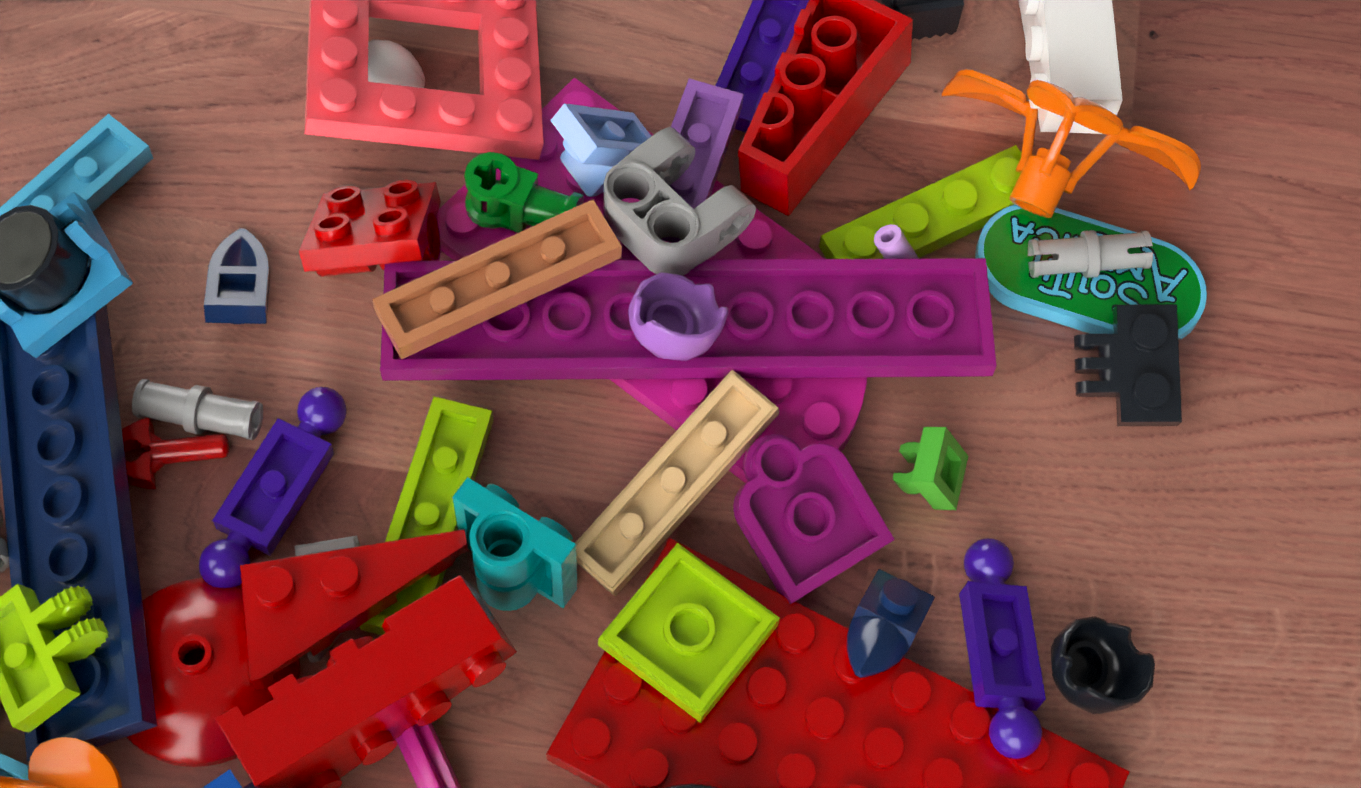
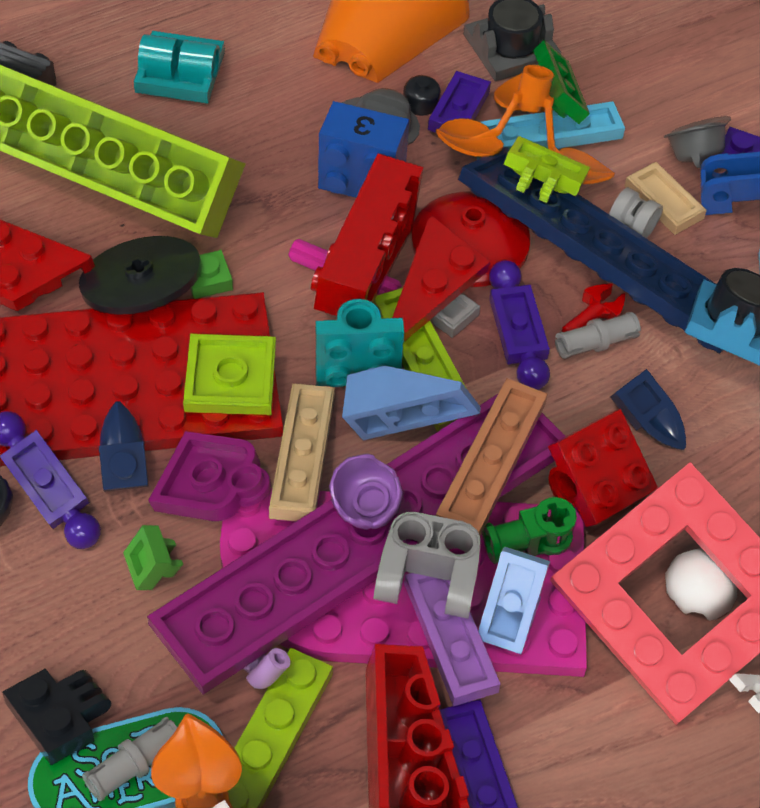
camera: 145 degrees right, 10 degrees down
(519, 439) = (400, 400): none -> medium blue slope

